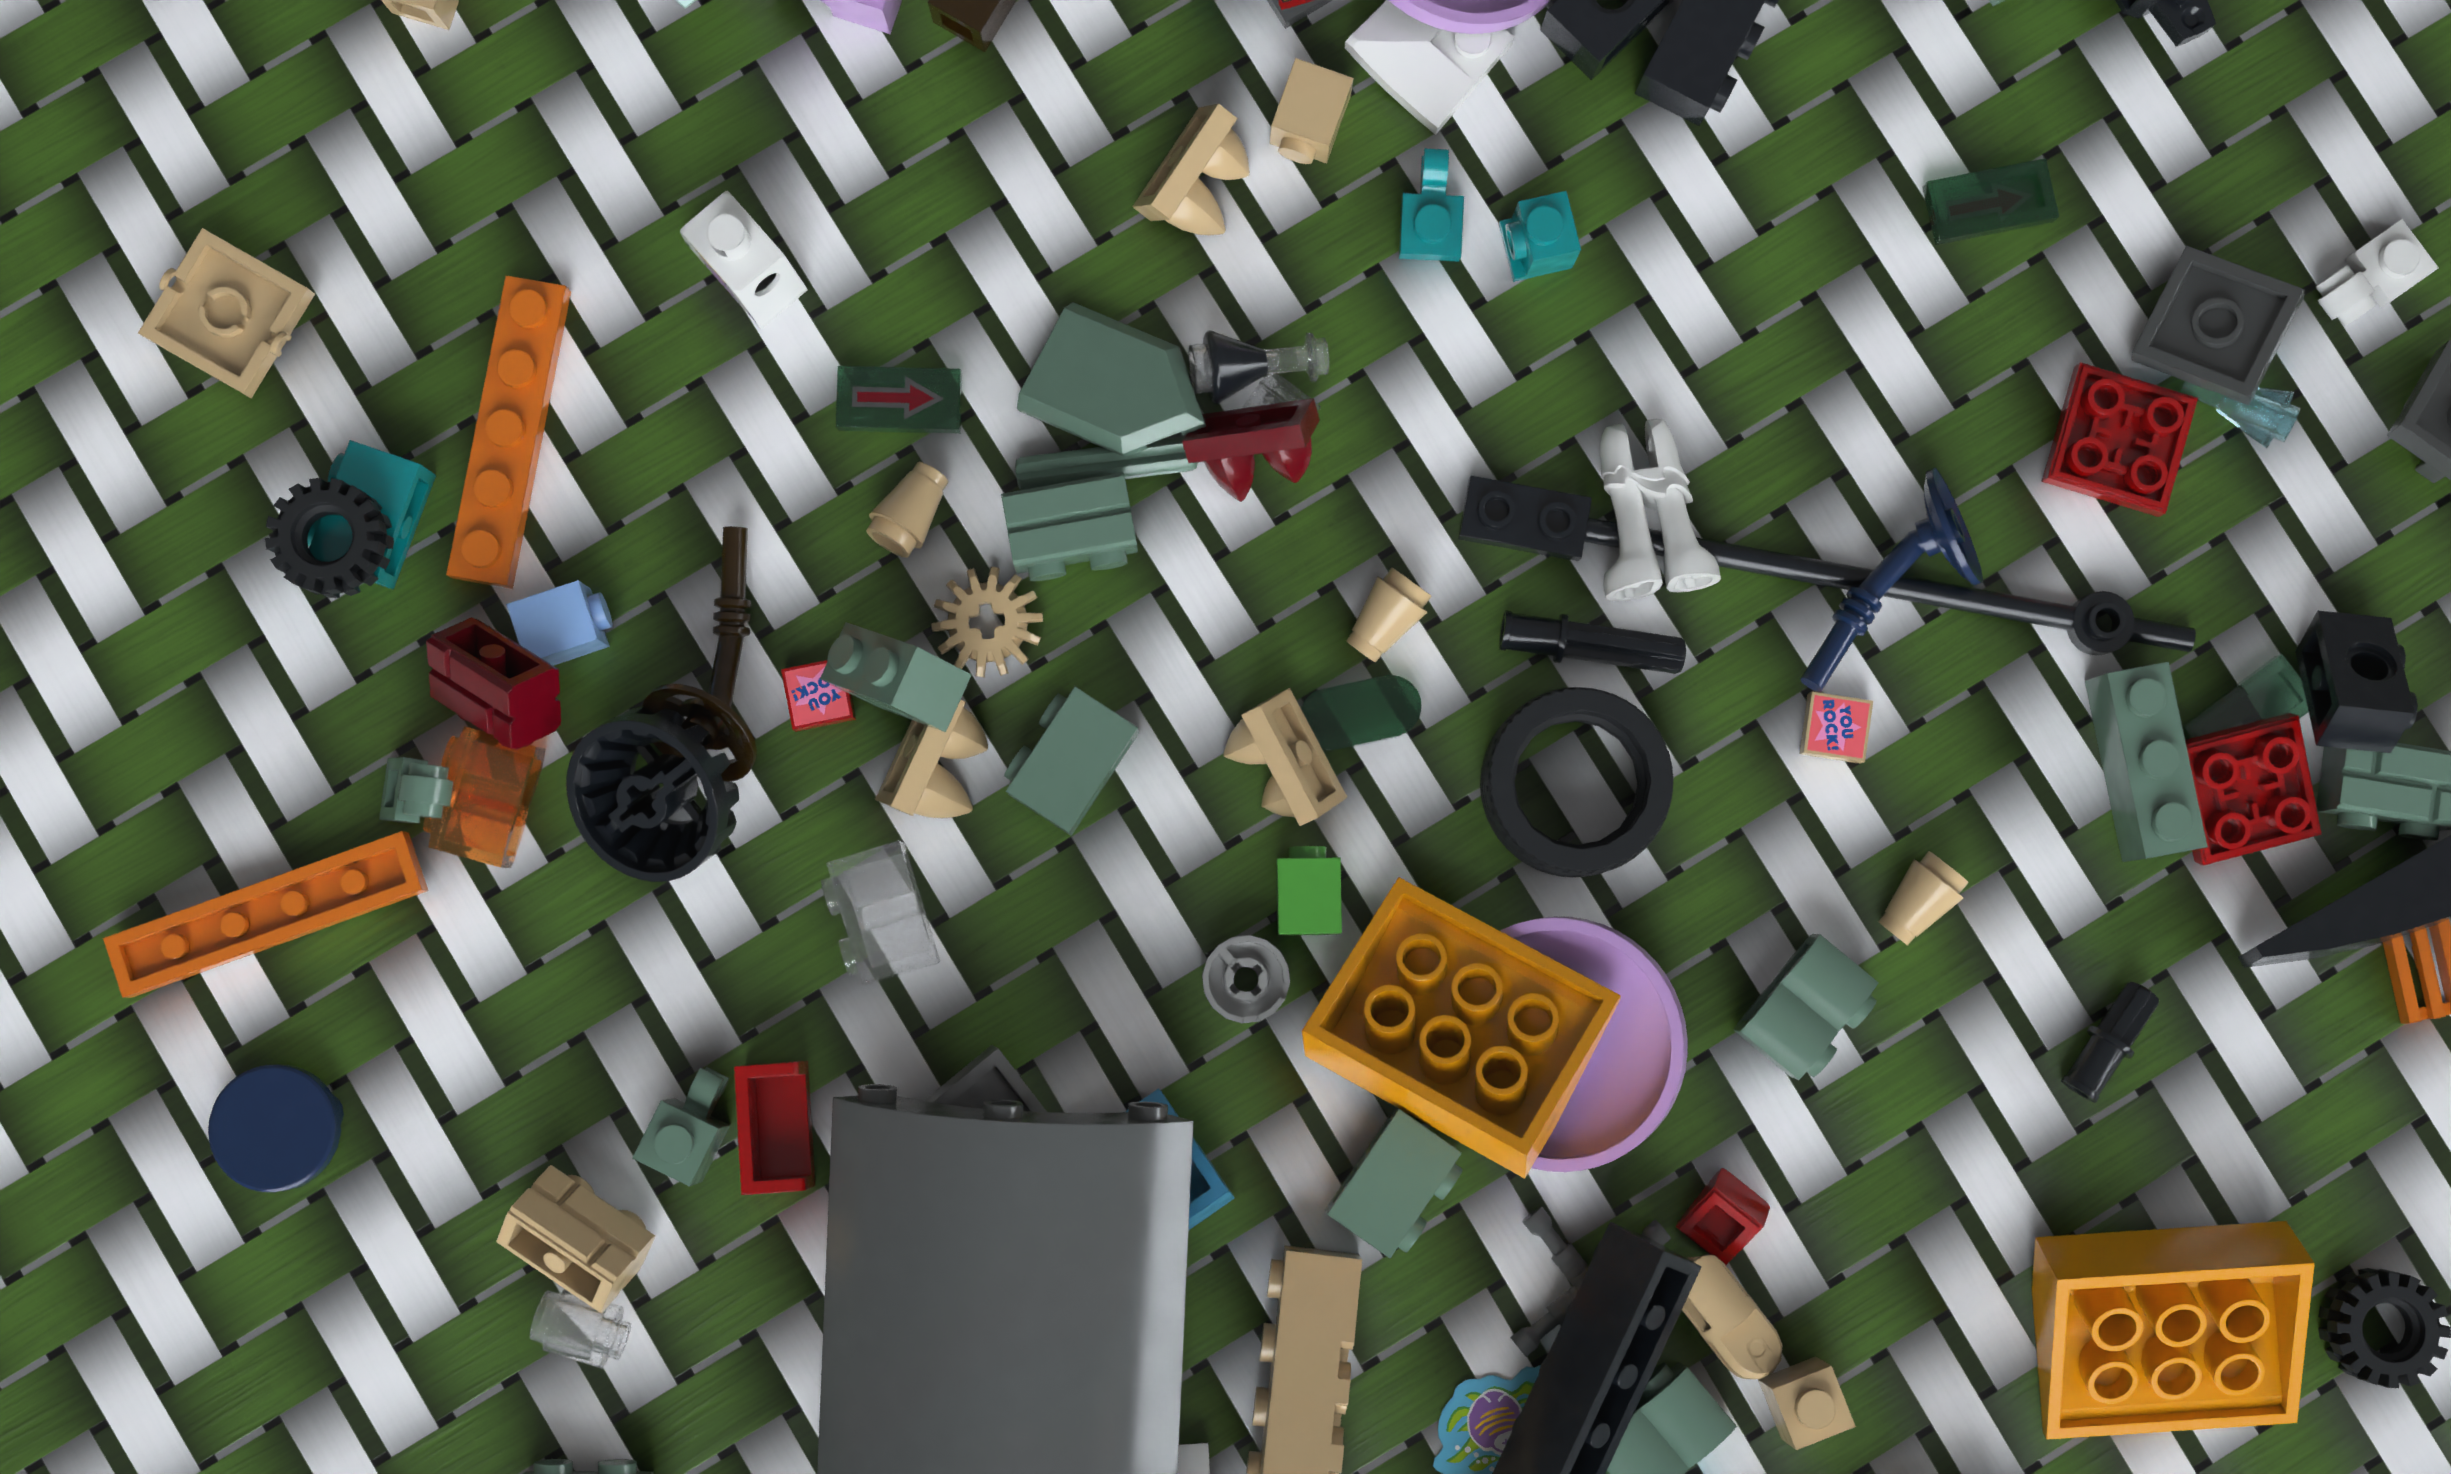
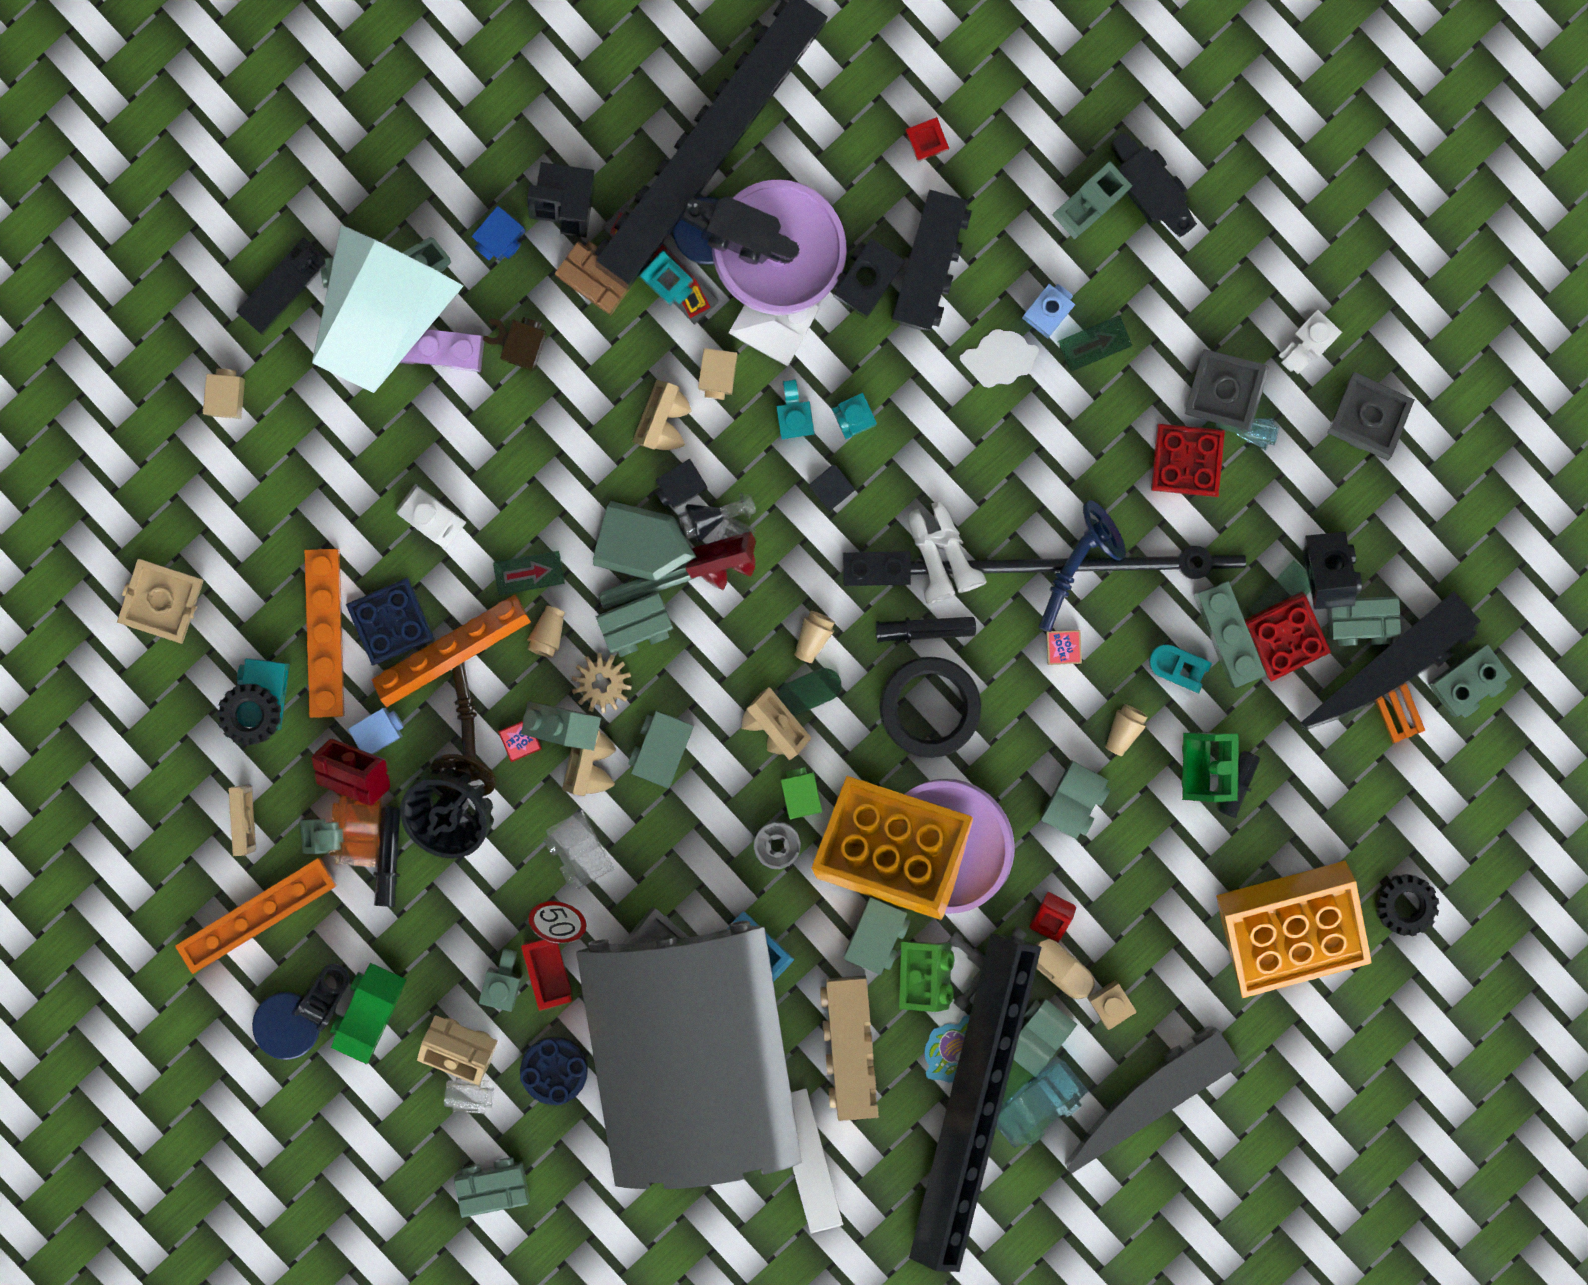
camera: 10 degrees left, 5 degrees up
(275, 730) = (242, 820): none -> tan tile
(342, 1092) = (319, 1000): none -> black piece
(428, 1135) = (368, 1013): none -> green brick
(529, 859) = (387, 859): none -> black axle
(631, 436) = (390, 621): none -> dark blue tile
(726, 506) = (450, 650): none -> orange plate
(748, 1314) = (554, 1070): none -> dark blue tile
(812, 1038) = (557, 922): none -> sticker
(1203, 295) = (680, 485): none -> black brick
(1470, 1278) = (926, 976): none -> bright green bracket
(1472, 356) = (831, 487): none -> black slope
(1816, 195) = (1000, 358): none -> white sticker
(1922, 122) = (1049, 309): none -> light blue brick
(2022, 792) = (1167, 663): none -> teal plate
(2041, 988) = (1197, 767): none -> green window

